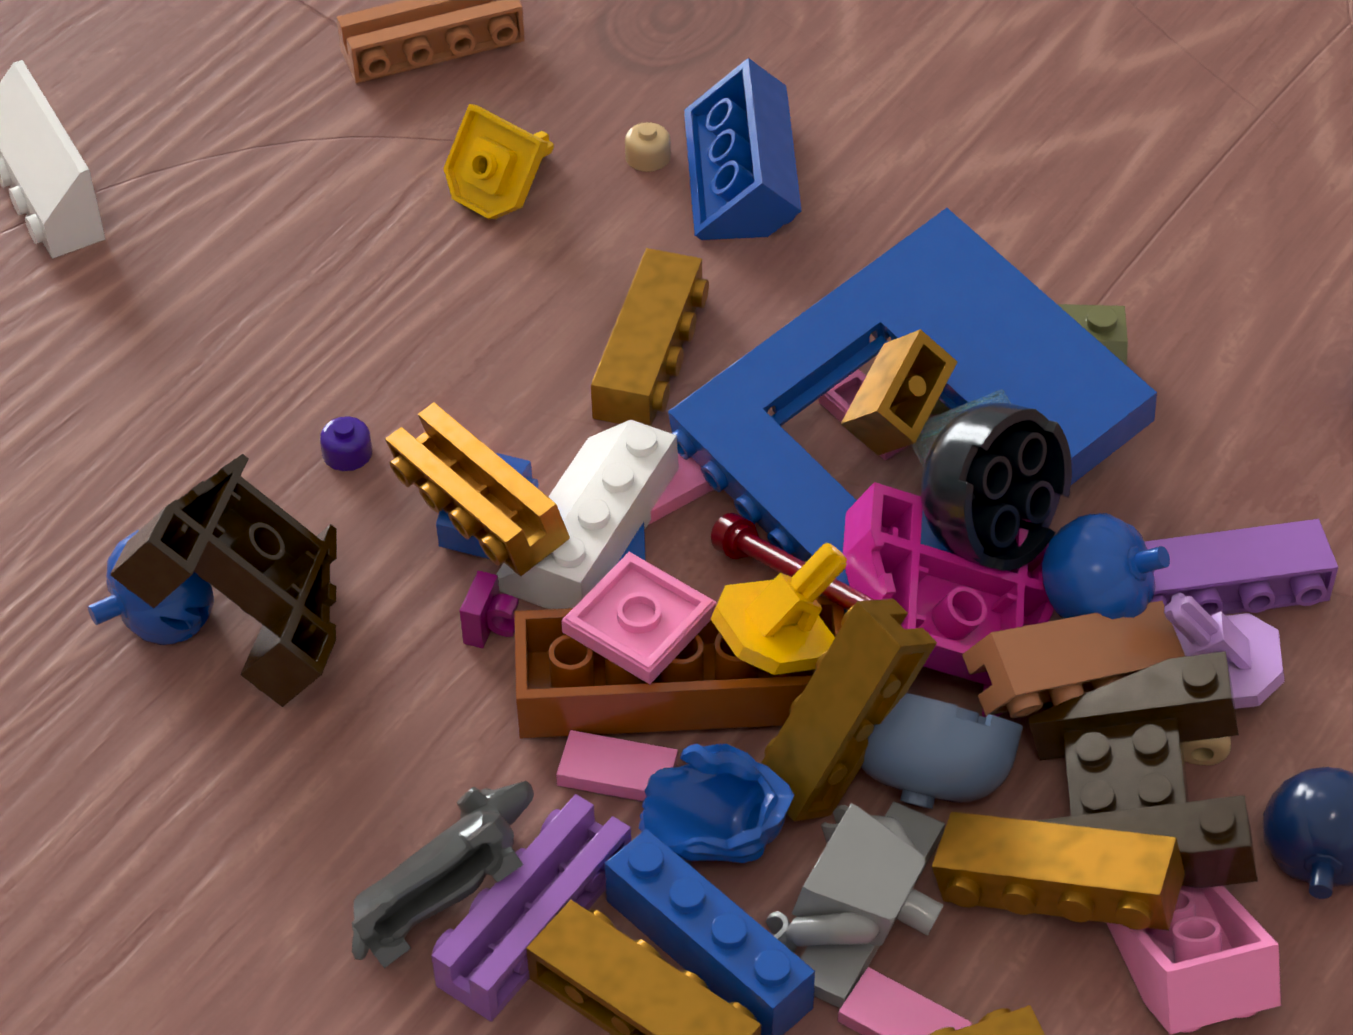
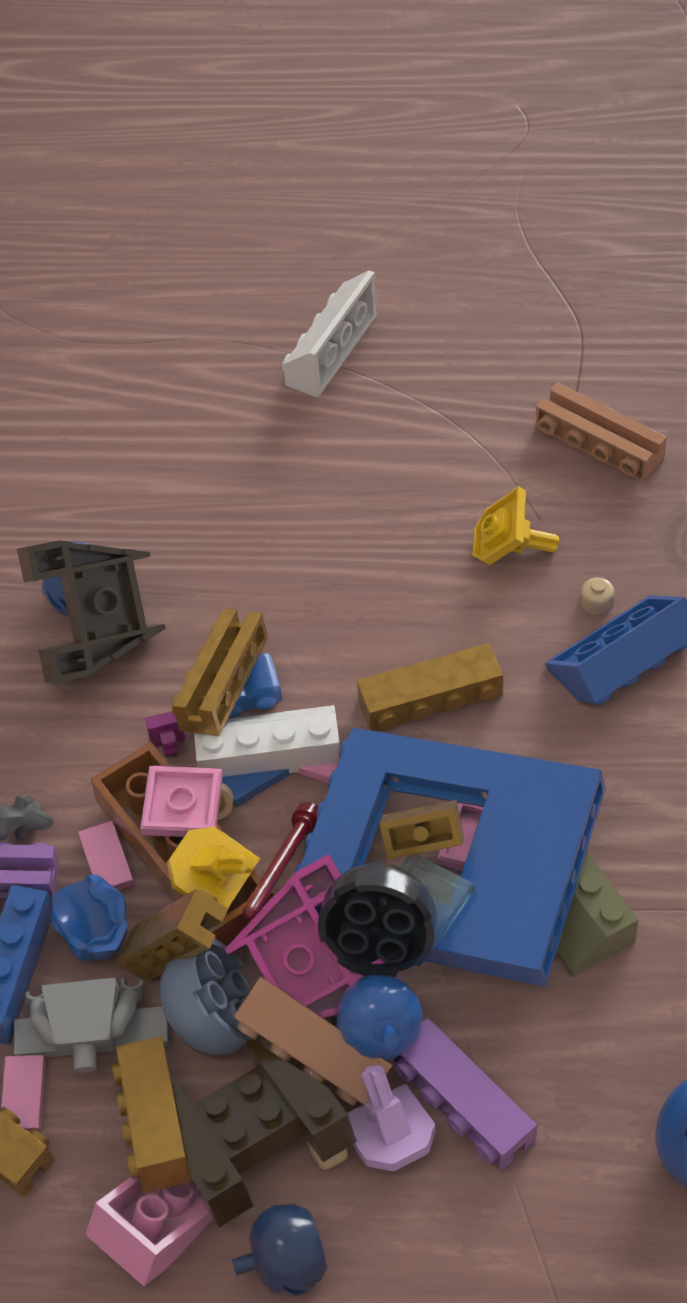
camera: 60 degrees right, 5 degrees up
(346, 443) = (245, 596): dark purple piece -> none

